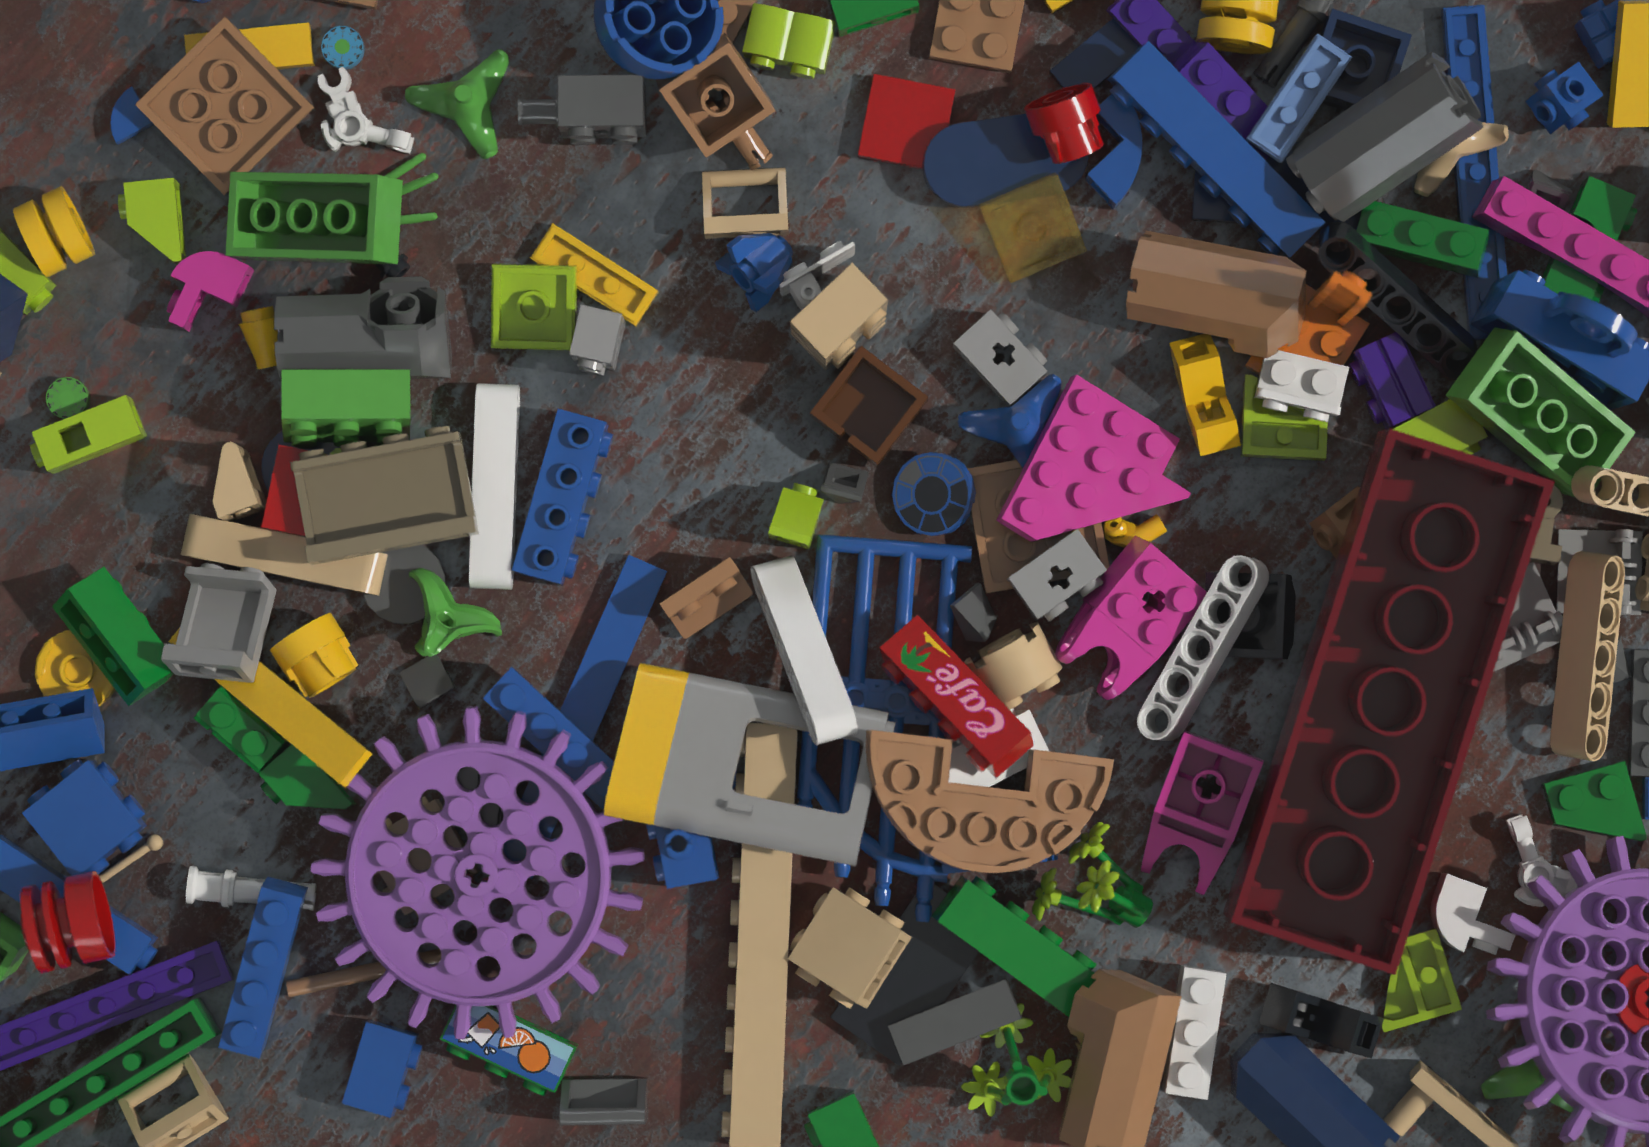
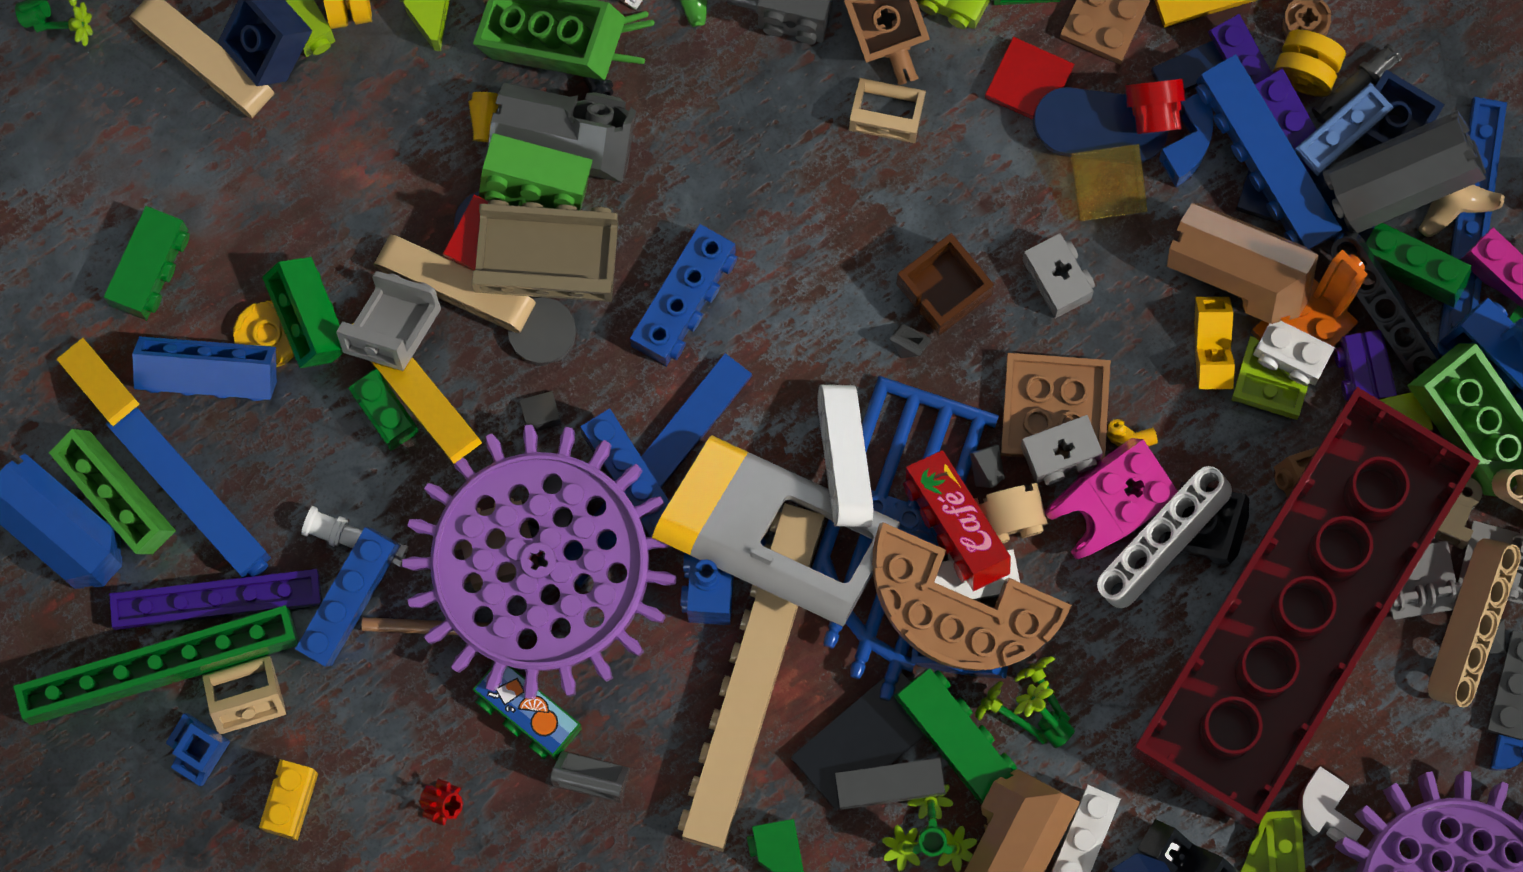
camera: 15 degrees right, 10 degrees down
(67, 397) = (320, 126): bright green tile -> none
(77, 920) = (198, 514): red wheel -> none
(86, 817) = (241, 446): blue brick -> none
(87, 435) = (327, 156): lime brick -> none
(154, 843) = (288, 483): tan hinge -> none
(205, 275) = (455, 59): dark pink brick -> none
(237, 485) = (431, 219): tan tile -> none
(302, 783) = (419, 461): green slope -> none
(315, 656) = (457, 365): yellow piece -> none
(381, 1069) = (420, 704): blue brick -> none
(445, 618) = (567, 364): bright green piece -> none
(494, 485) = (633, 273): white beam -> none
(533, 306) = (701, 145): lime plate -> none
(597, 274) = (755, 135): yellow tile -> none
(597, 340) = (745, 179): light grey brick -> none
(707, 598) = (777, 400): medium nougat bracket -> none
(757, 265) = (884, 156): blue brick -> none
(796, 516) = (864, 356): lime slope -> none
(801, 279) = (917, 172): white hinge -> none
(840, 317) = (939, 206): tan brick -> none
(848, 947) = (820, 701): tan brick -> none
(933, 494) = (979, 365): tile -> none
(1017, 424) = (1060, 330): blue piece -> none
(1090, 466) = (1110, 374): dark pink wing -> none
(1196, 820) = (1123, 671): dark pink brick -> none
(1535, 865) = (1388, 752): white piece -> none
(1596, 802) = (1455, 744): green wing -> none

